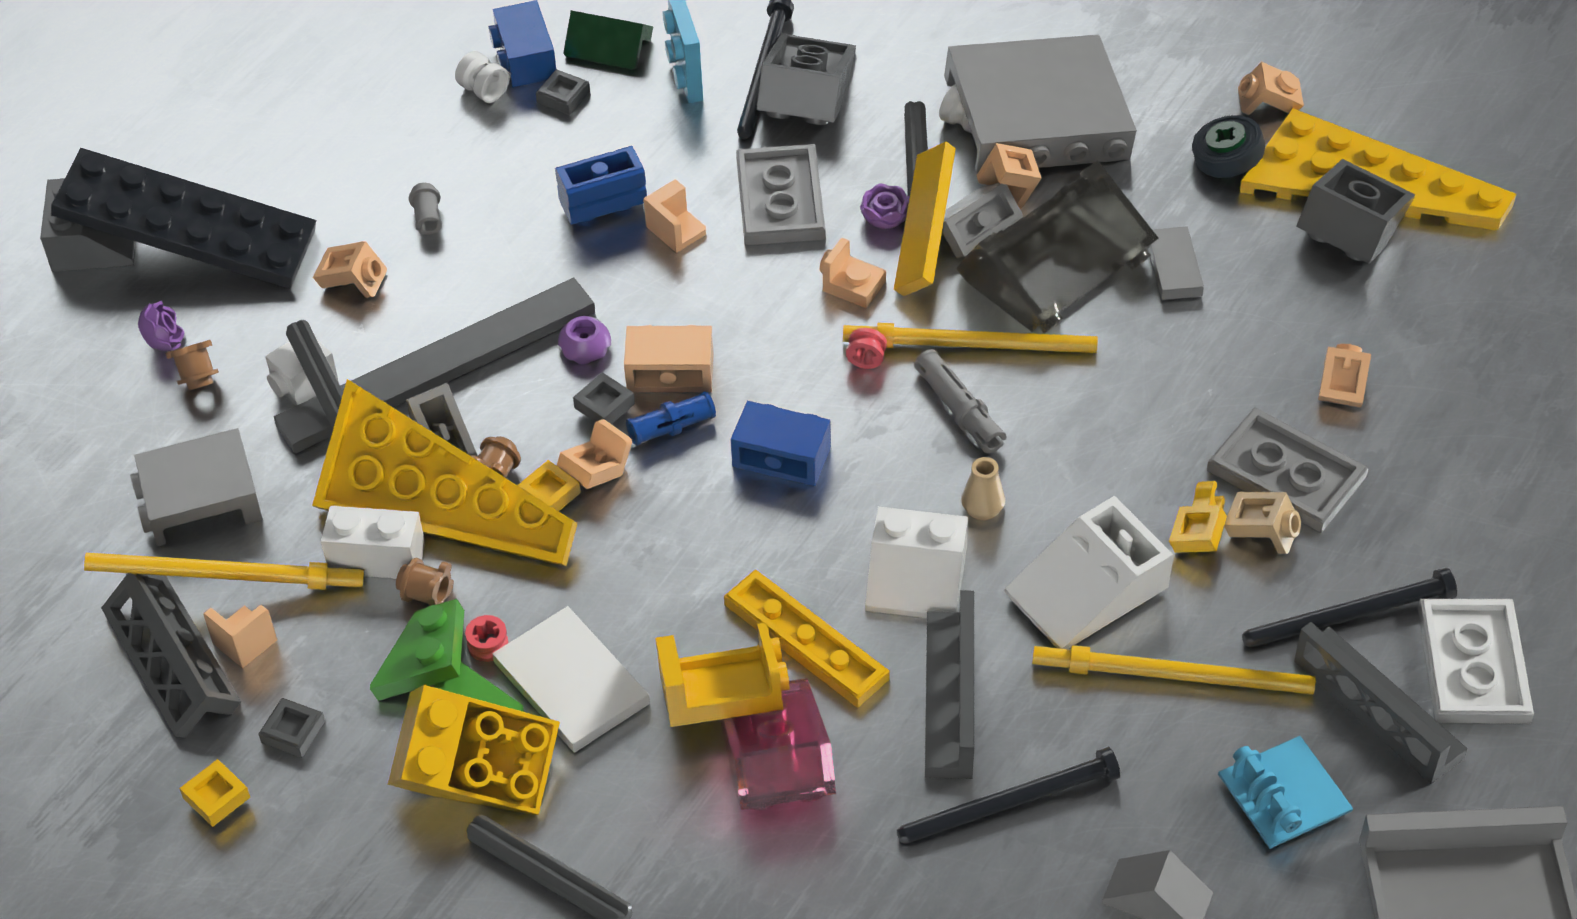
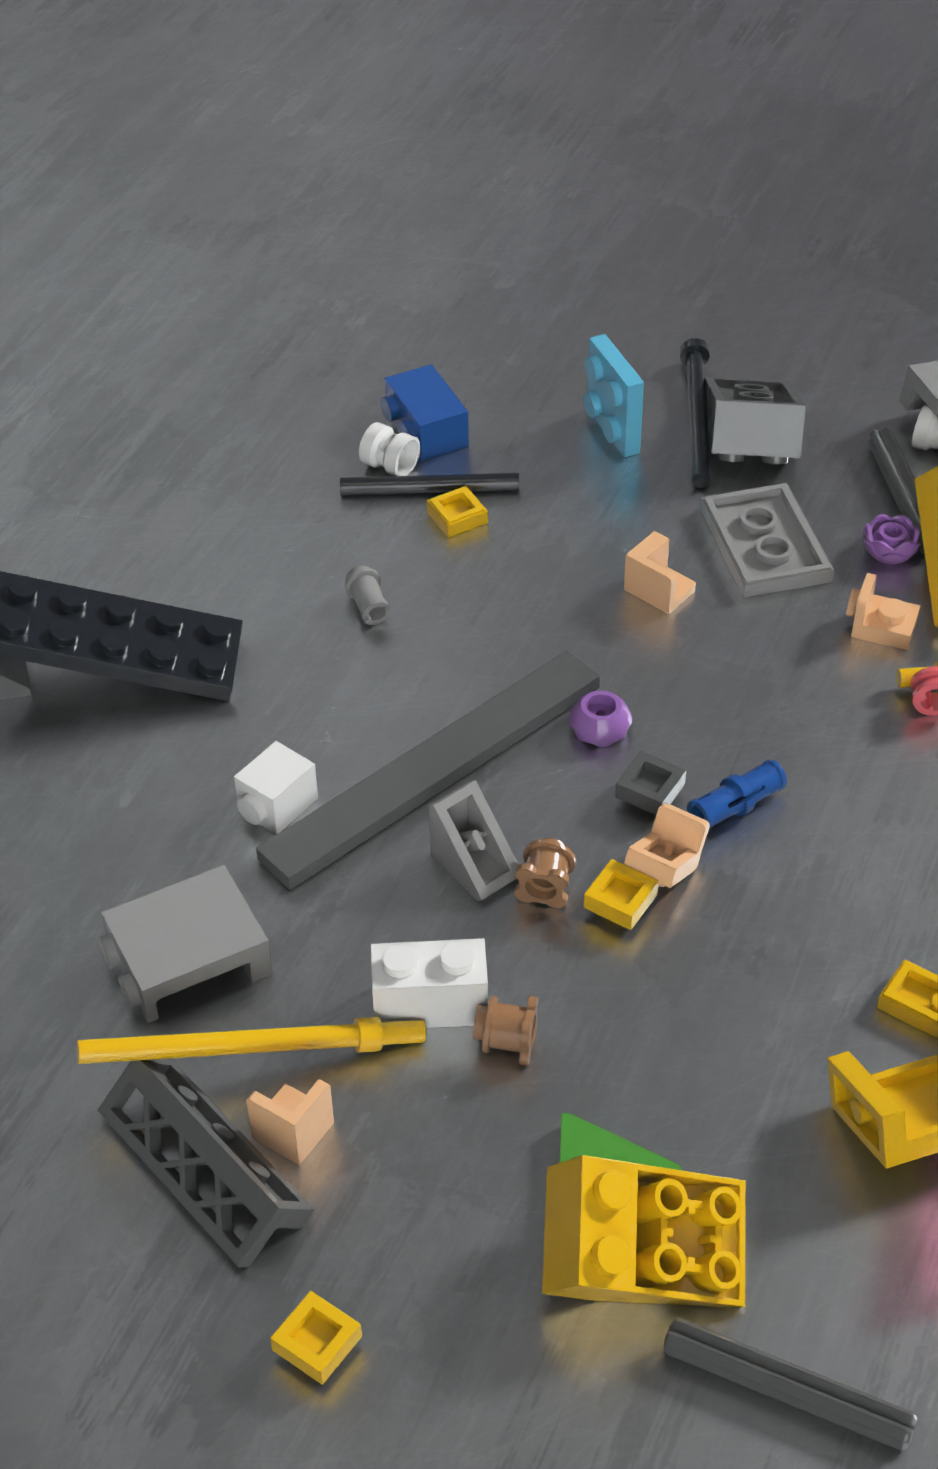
camera: 10 degrees left, 5 degrees down
(159, 327) = (86, 759): medium lavender plate -> none
(194, 365) = (142, 798): medium nougat brick -> none
(291, 727) = (388, 1234): dark grey tile -> none
(315, 367) = (328, 815): dark grey axle -> none
(351, 264) = (300, 664): light nougat bracket -> none
(396, 464) = (437, 884): yellow wing -> none
(424, 652) = (532, 1114): bright green wing -> none
(479, 629) = (604, 1102): coral bush -> none
(510, 111) = (428, 484): none -> black bar
(526, 139) = (457, 511): none -> yellow tile
(562, 92) = (481, 456): dark grey tile -> none
(571, 678) = (727, 1122): white tile -> none
(601, 185) = (569, 546): blue brick -> none
(605, 39) = (514, 400): dark green panel -> none
(669, 358) = (713, 727): light nougat brick -> none
(781, 443) = (880, 808): blue brick -> none

